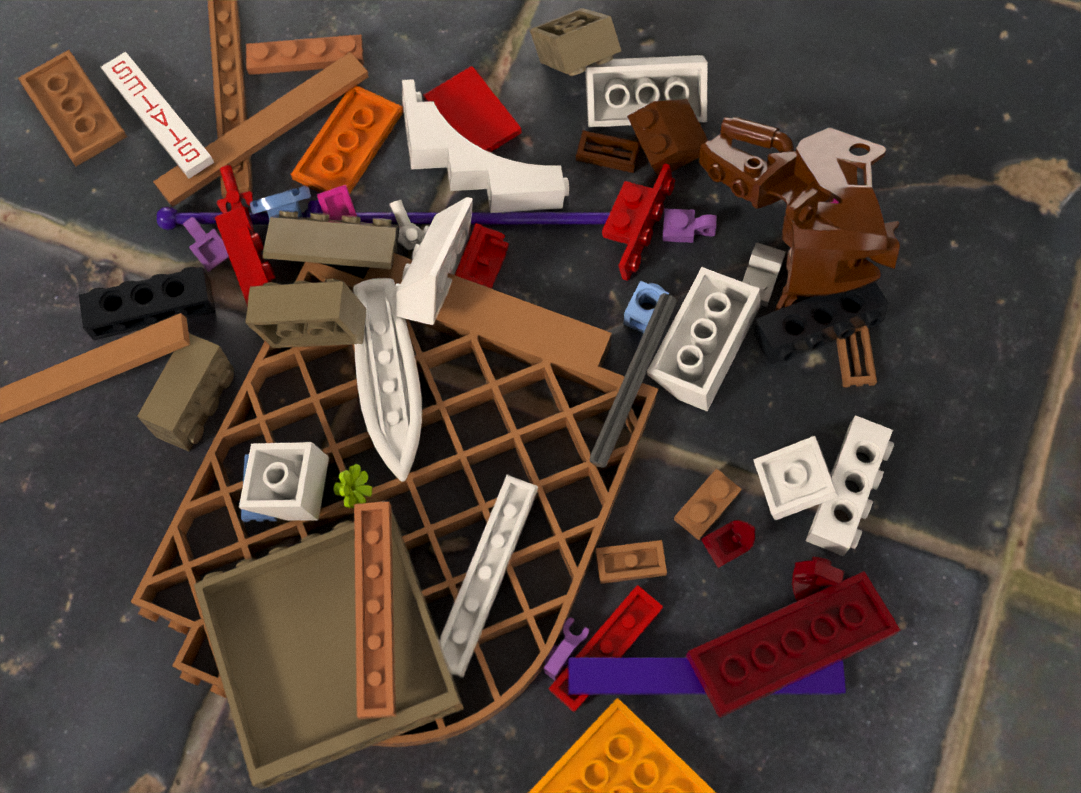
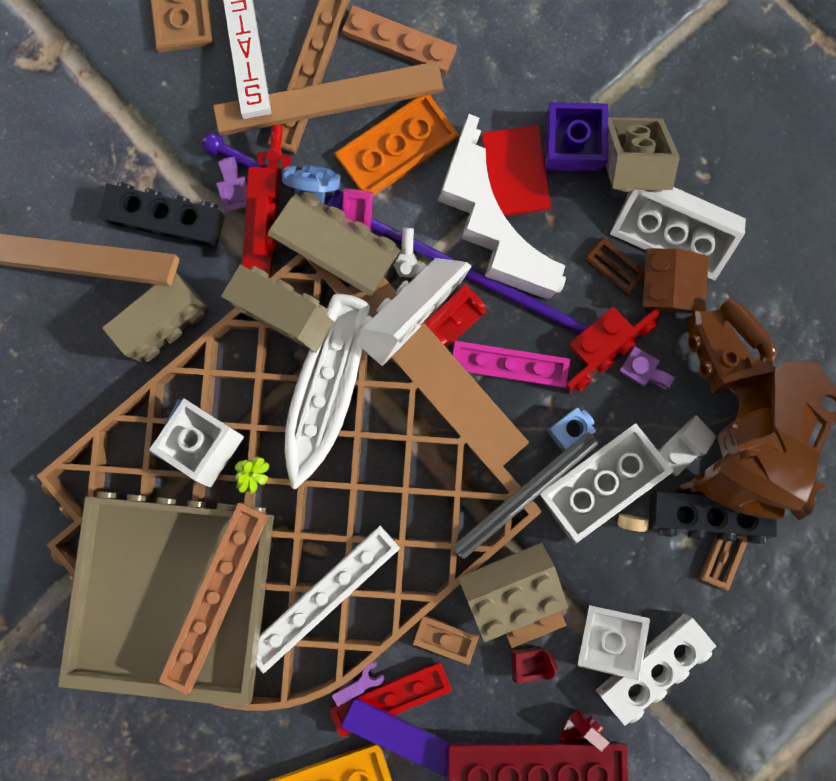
camera: 25 degrees right, 15 degrees up
(512, 57) = (576, 136): none -> dark purple brick
(560, 276) = (512, 364): none -> dark pink plate
(671, 476) = (513, 592): none -> dark tan brick
(751, 362) = (633, 522): none -> tan tile

